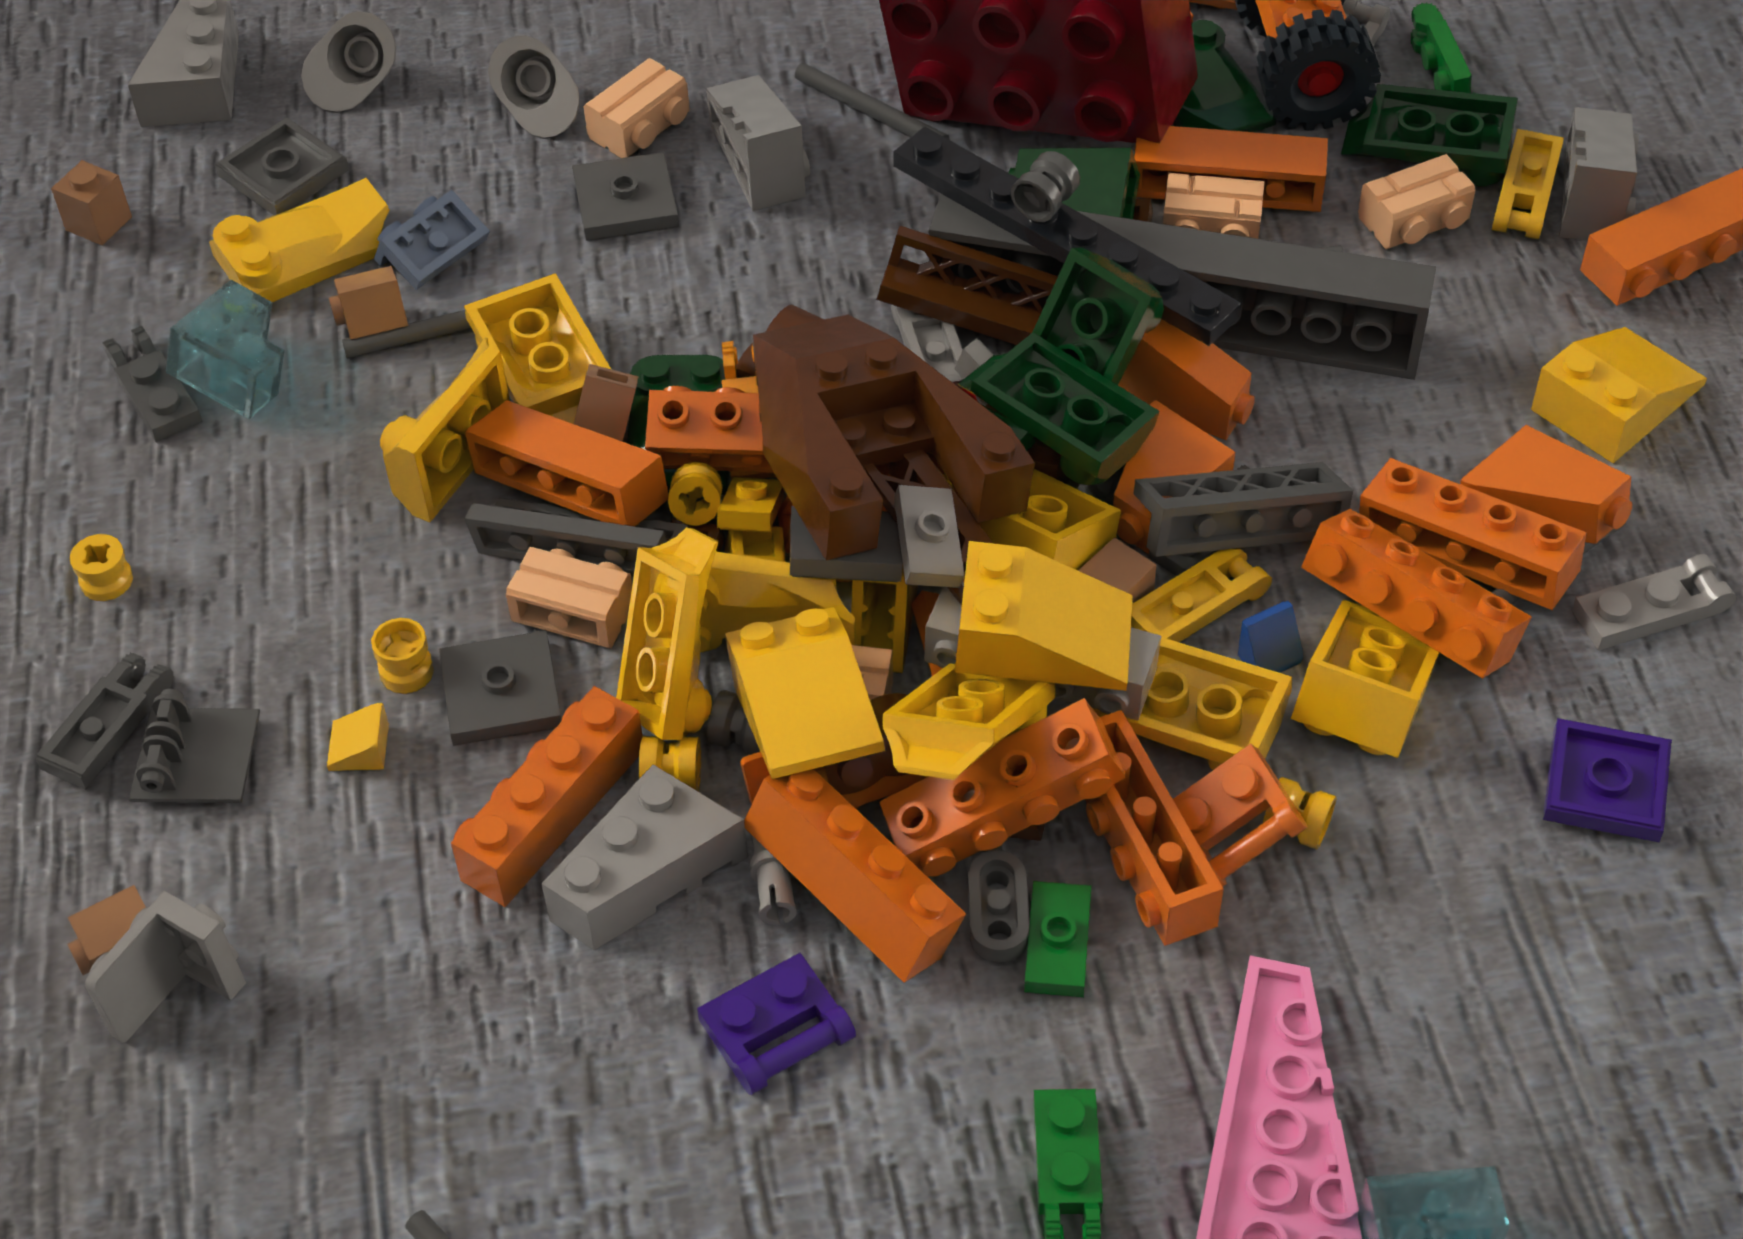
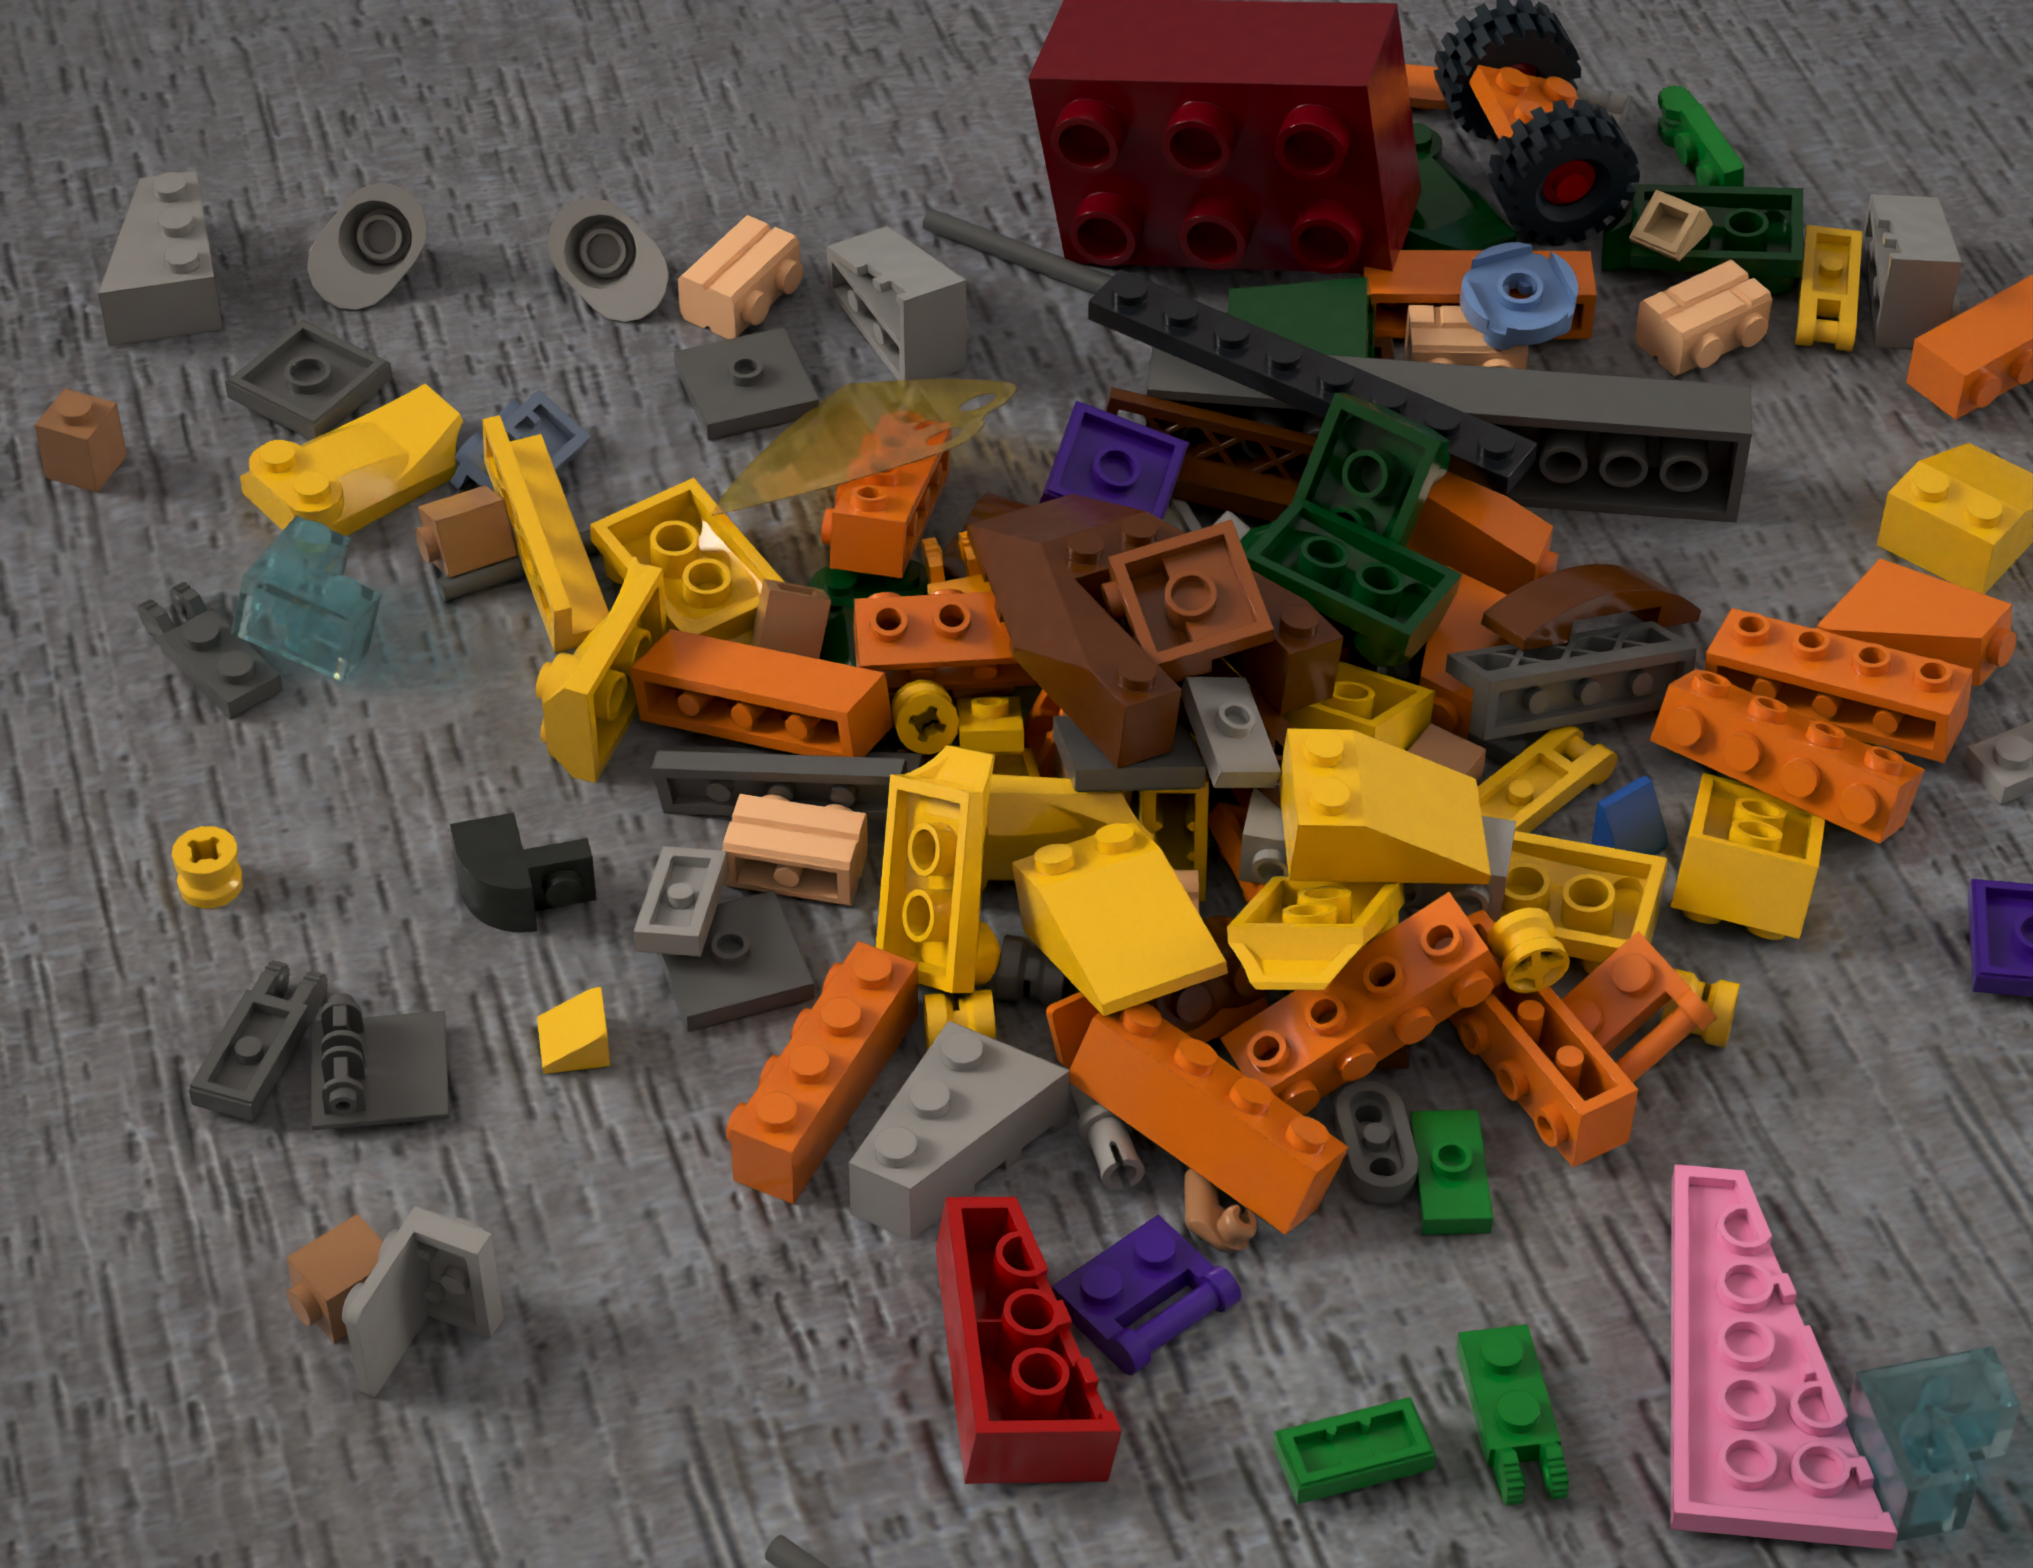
camera: 10 degrees left, 5 degrees down
(335, 601) = (510, 883): none -> pearl dark grey brick
(402, 655) = (605, 934): yellow wheel -> none
(428, 307) = (544, 535): none -> yellow fence
(463, 635) = (681, 901): none -> light grey plate
(647, 1086) = (1016, 1372): none -> red wedge
(694, 250) = (862, 434): none -> clear yellow piece
(708, 302) = (885, 514): none -> orange brick
(846, 962) = (1212, 1222): none -> medium nougat arm
(894, 293) = (1115, 461): none -> dark purple plate
(906, 421) = (1188, 599): none -> dark orange plate
(922, 1189) = (1354, 1450): none -> green plate
(1043, 189) = (1287, 326): dark grey wheel -> none
(1148, 754) = (1528, 950): none -> yellow wheel
(1226, 446) = (1546, 607): none -> reddish brown slope
(1255, 194) = (1518, 321): none -> medium blue plate
(1399, 122) = (1670, 226): none -> tan slope

